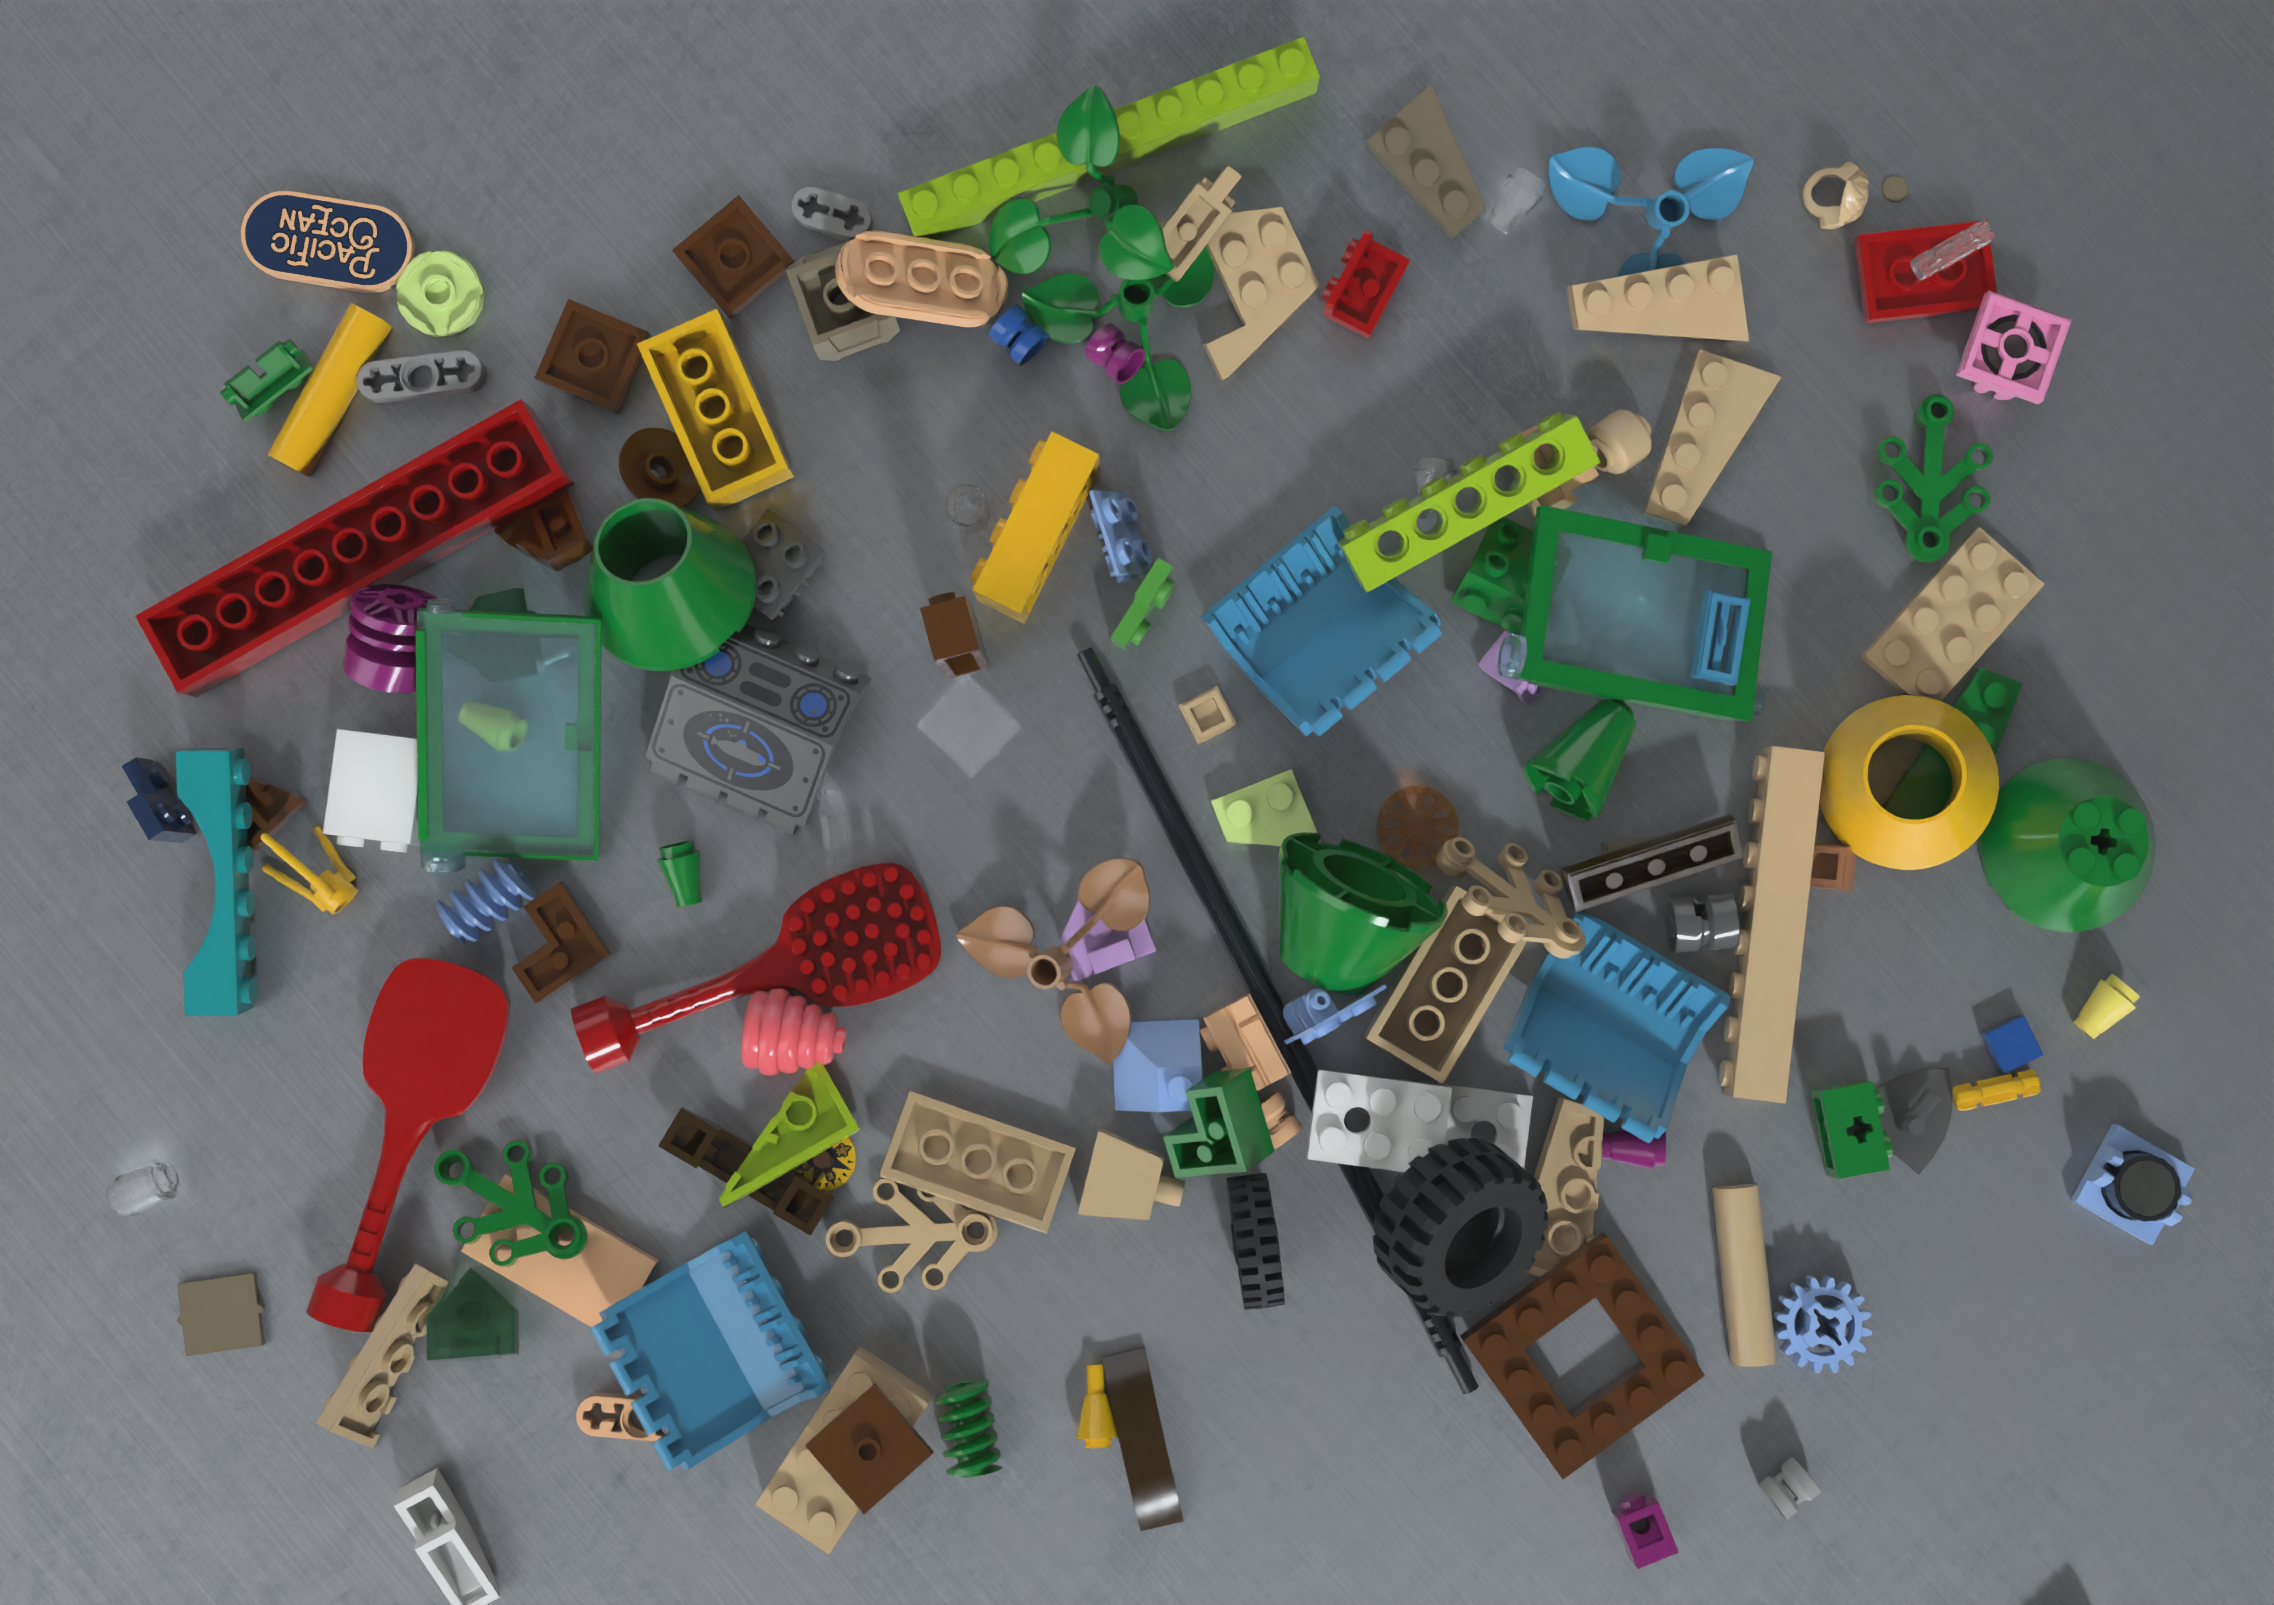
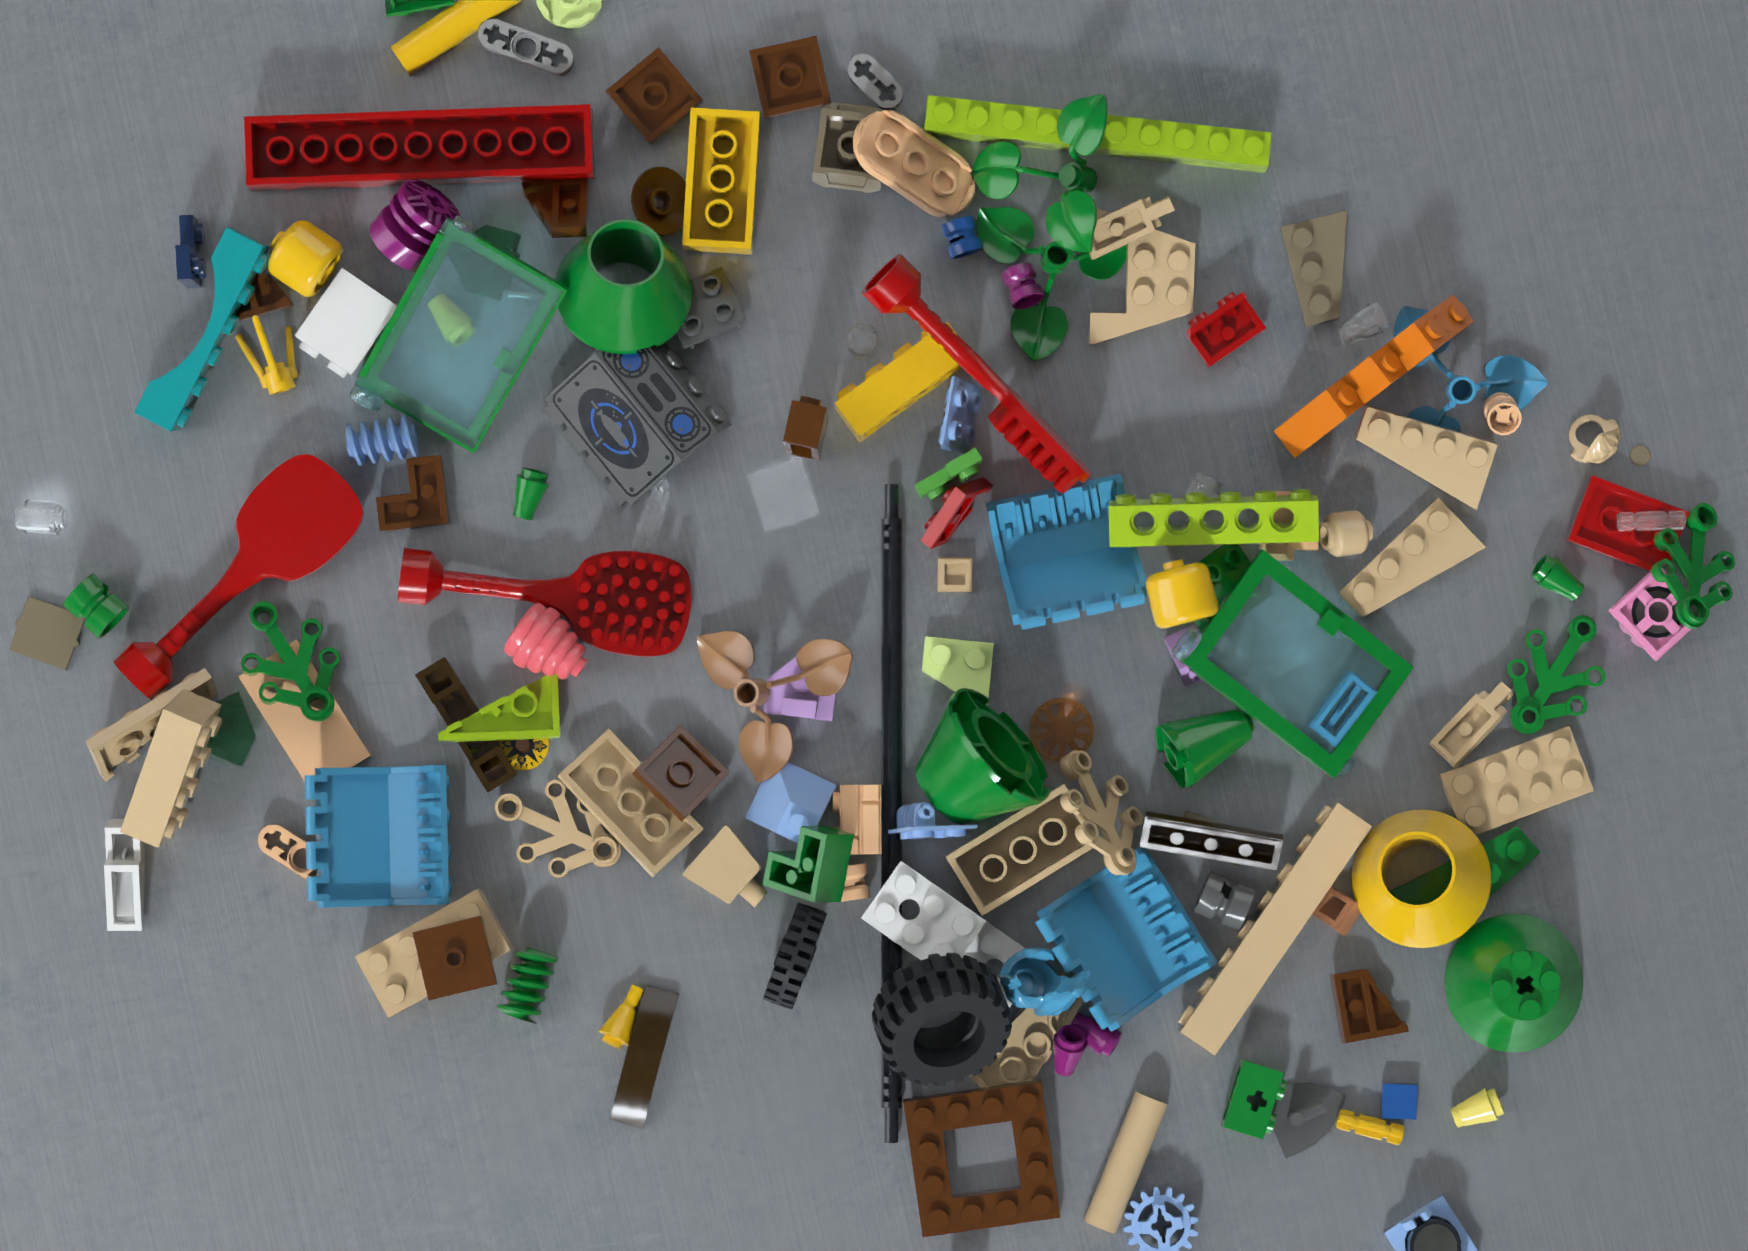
camera: 25 degrees right, 0 degrees up
(261, 1257) = (98, 608): none -> green wheel
(289, 740) = (304, 257): none -> yellow head
(431, 1401) = (172, 768): none -> tan brick
(977, 422) = (898, 290): none -> red piece
(1017, 1099) = (680, 772): none -> reddish brown plate
(1171, 643) = (953, 512): none -> red wing
(1477, 602) = (1181, 594): none -> yellow head
(1546, 1131) = (1036, 985): none -> dark azure hair
(1559, 251) = (1373, 375): none -> orange arch
(1616, 1180) = (1068, 1049): none -> magenta cone
(1732, 221) = (1505, 420): none -> light nougat wheel
(1871, 582) = (1471, 724): none -> tan hinge
(1877, 369) = (1555, 576): none -> green cone
(1917, 961) = (1362, 1008): none -> reddish brown wing
(2055, 321) = (1690, 607): none -> green plant

